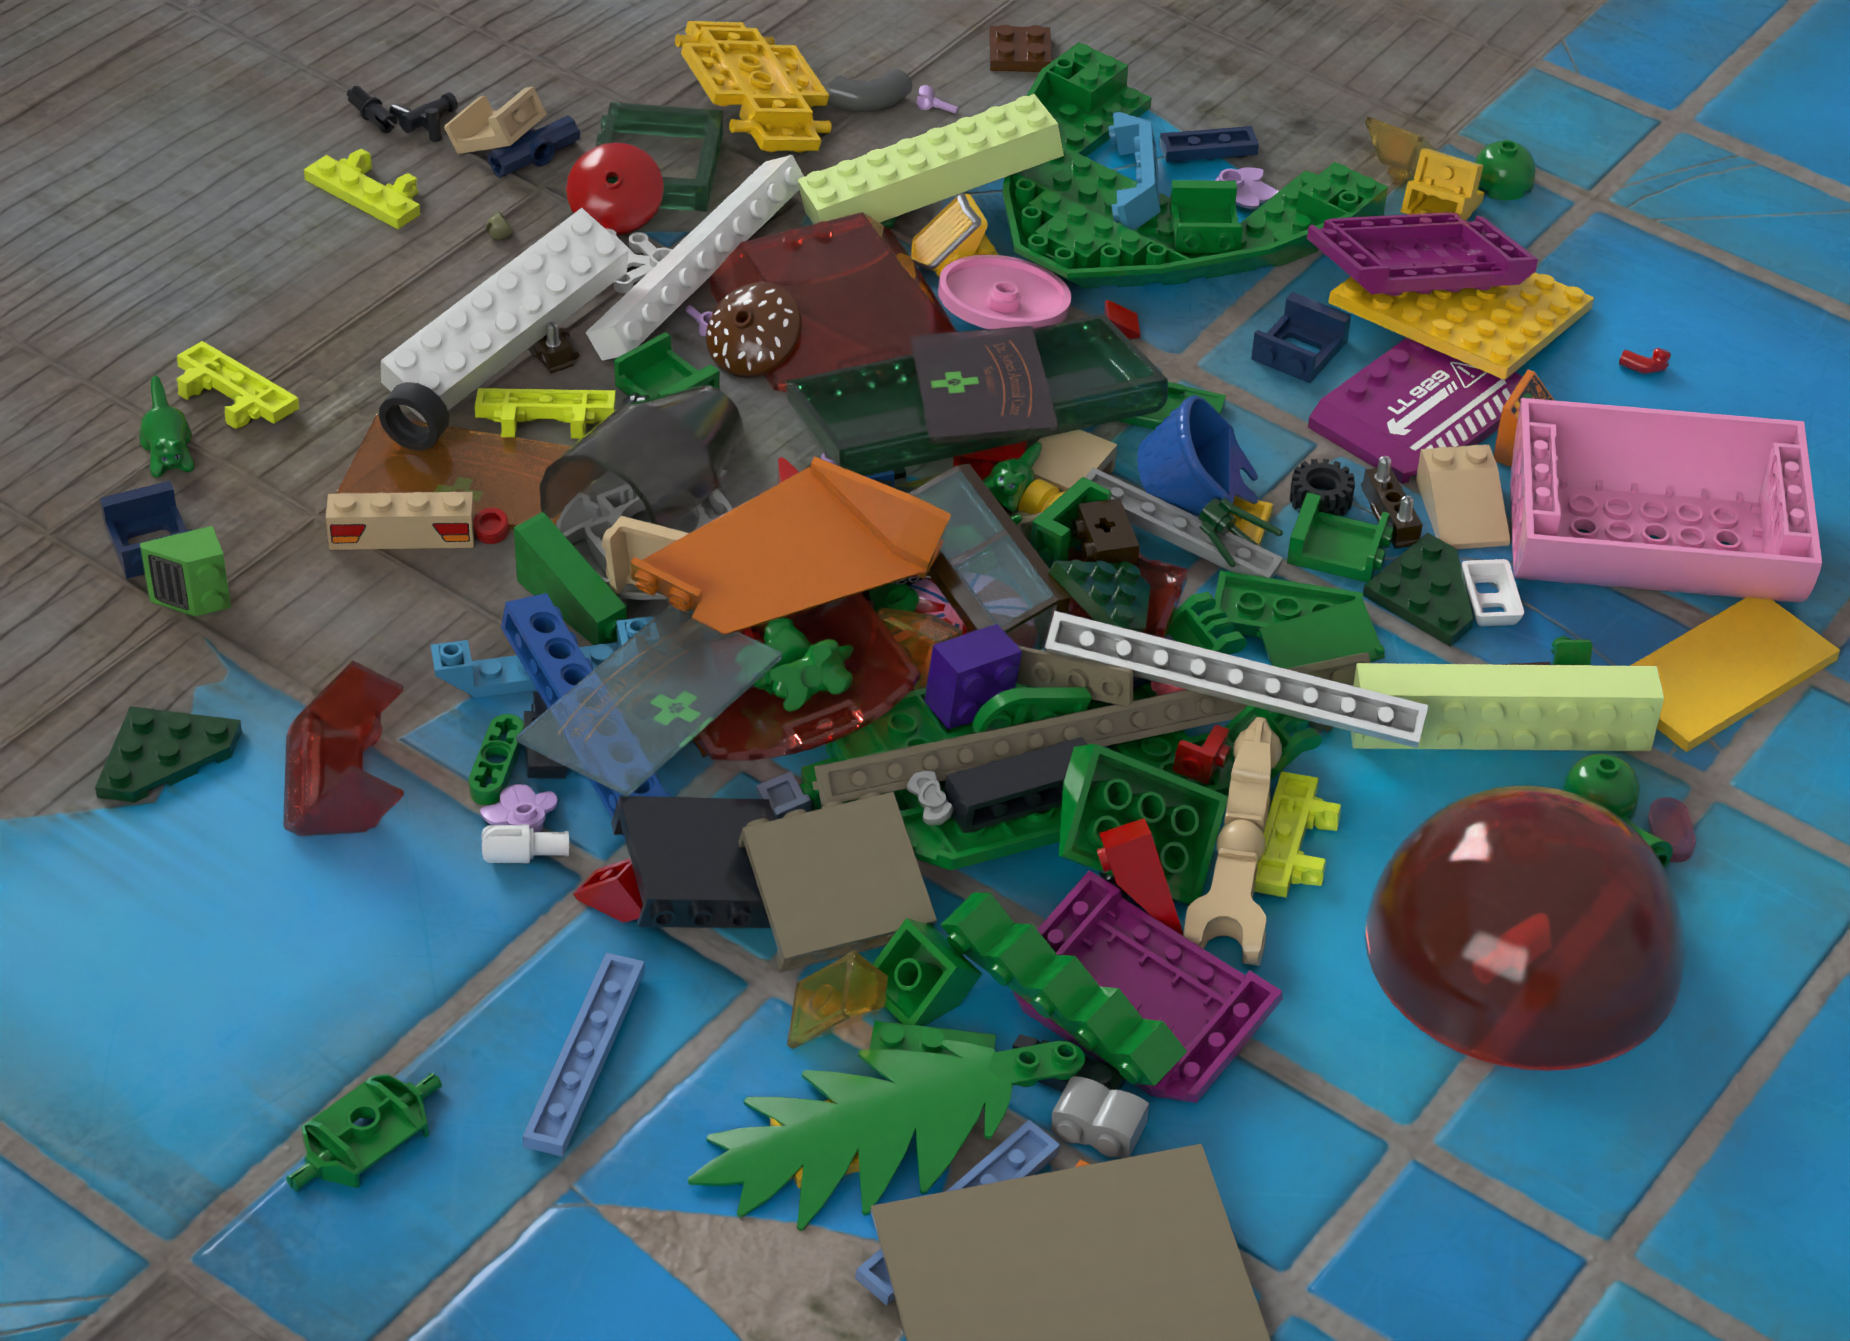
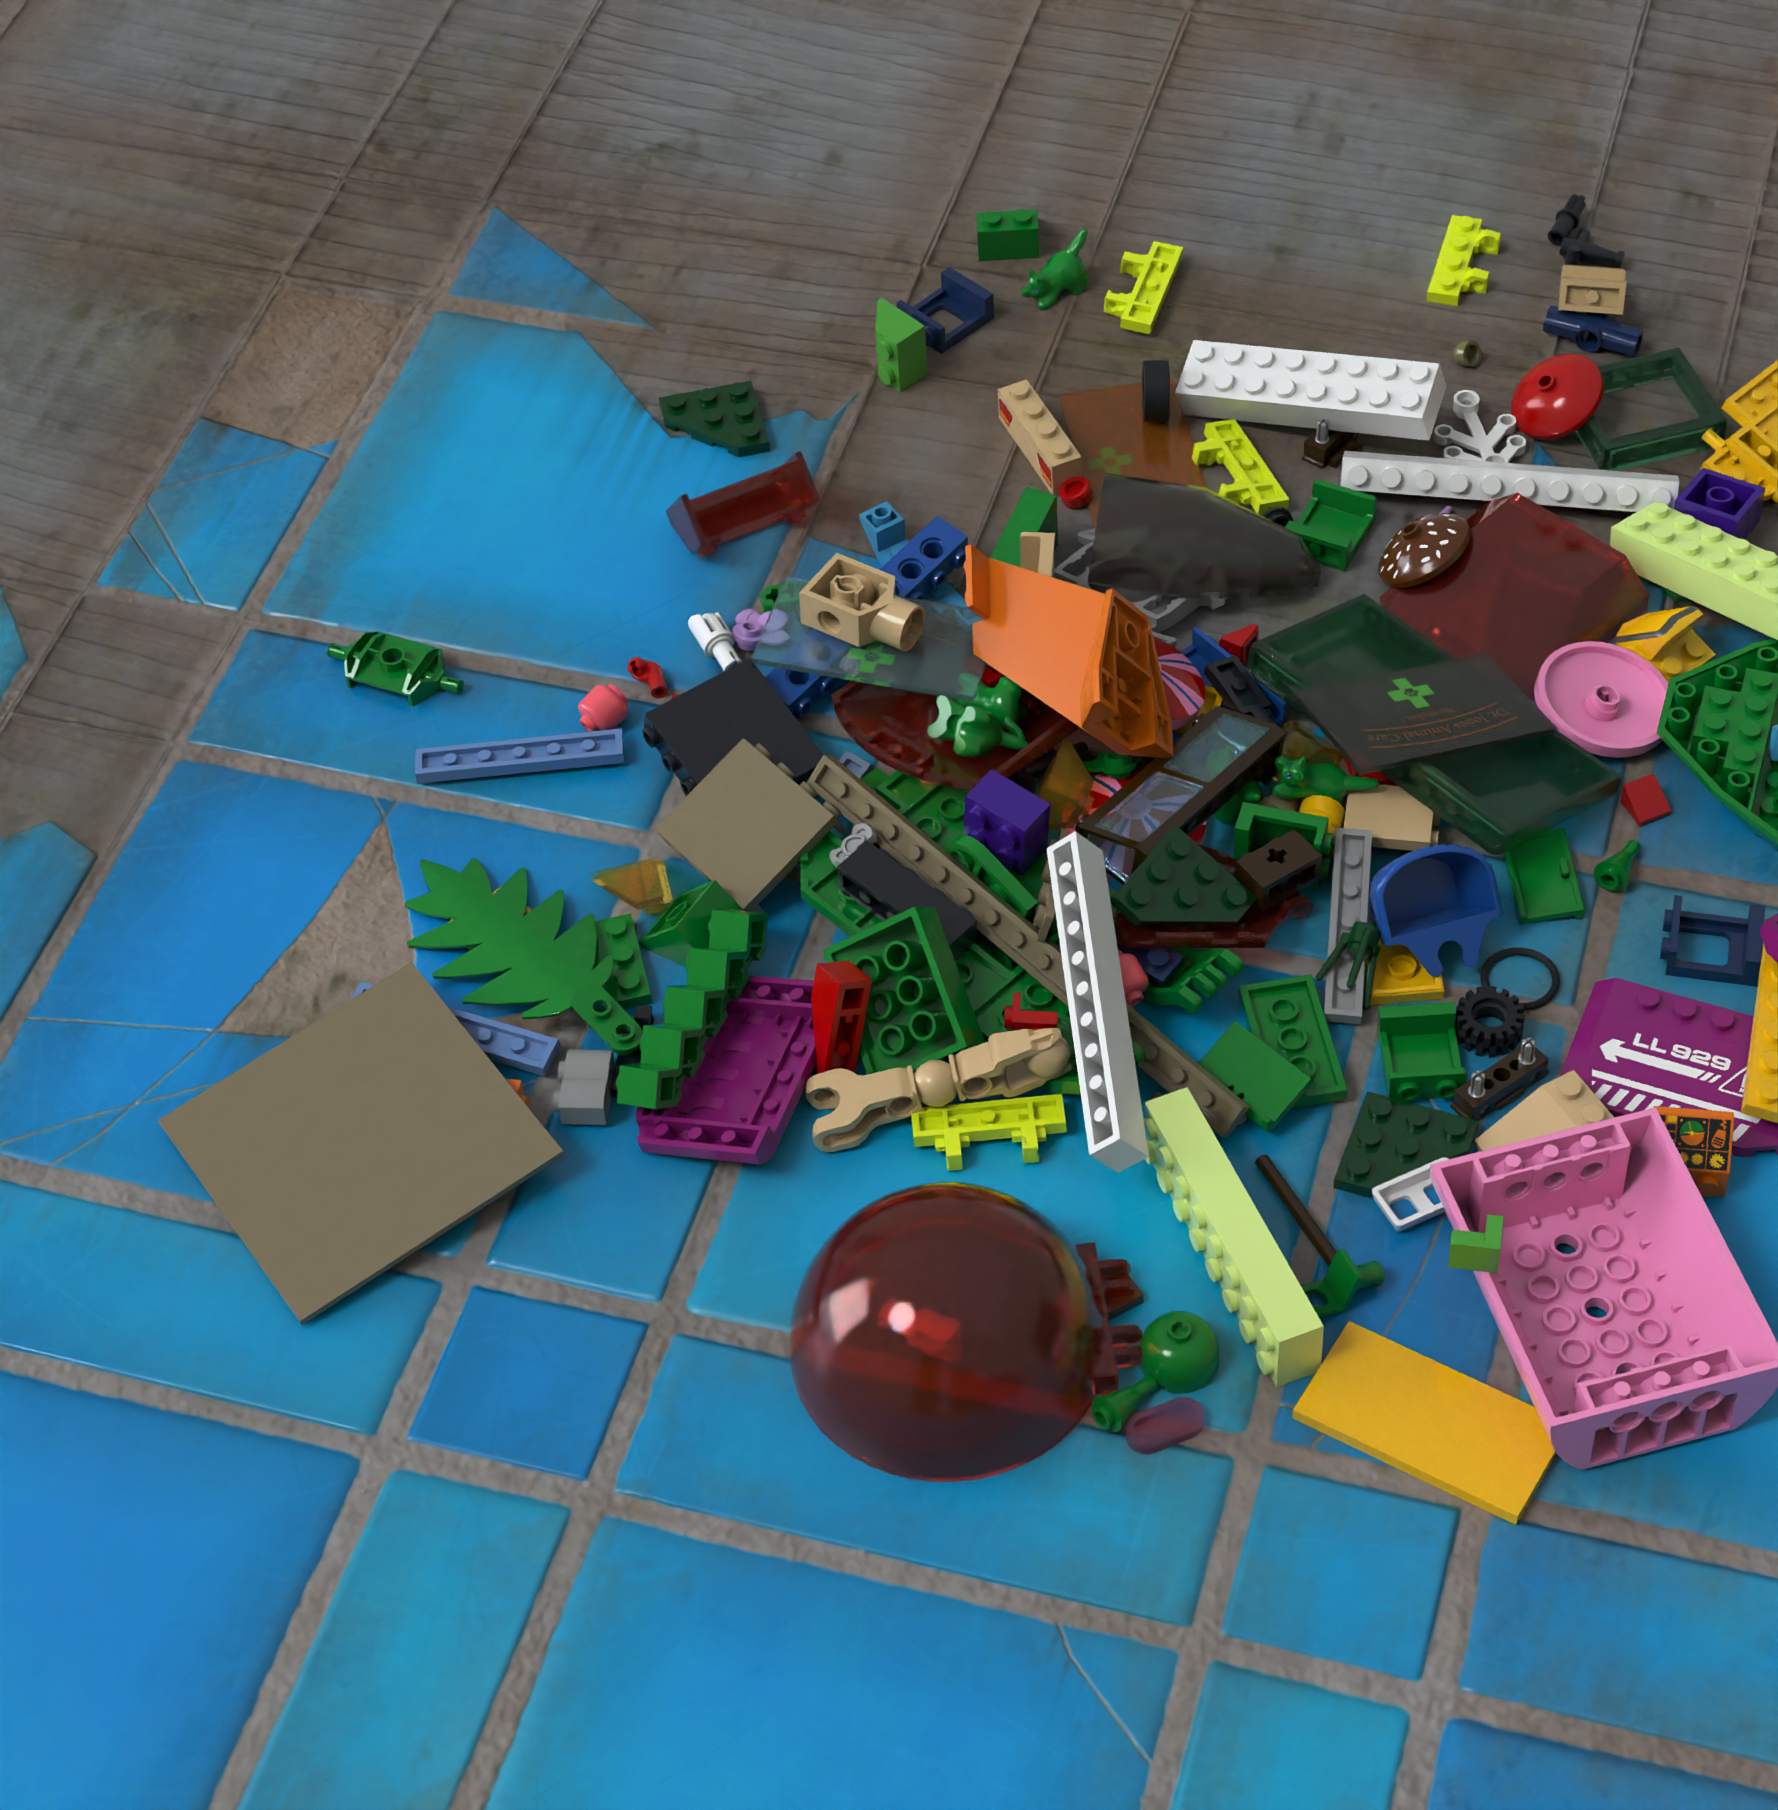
camera: 75 degrees right, 5 degrees up
(66, 450) = (1007, 235): none -> green slope
(530, 912) = (649, 673): none -> red arm
(564, 961) = (603, 708): none -> coral head
(625, 678) = (860, 605): none -> tan brick
(824, 145) = (1722, 502): none -> dark purple brick
(1193, 362) = (1615, 871): none -> green cone
(1276, 439) = (1528, 952): none -> black tyre
(1637, 532) = (1475, 1249): none -> bright green panel

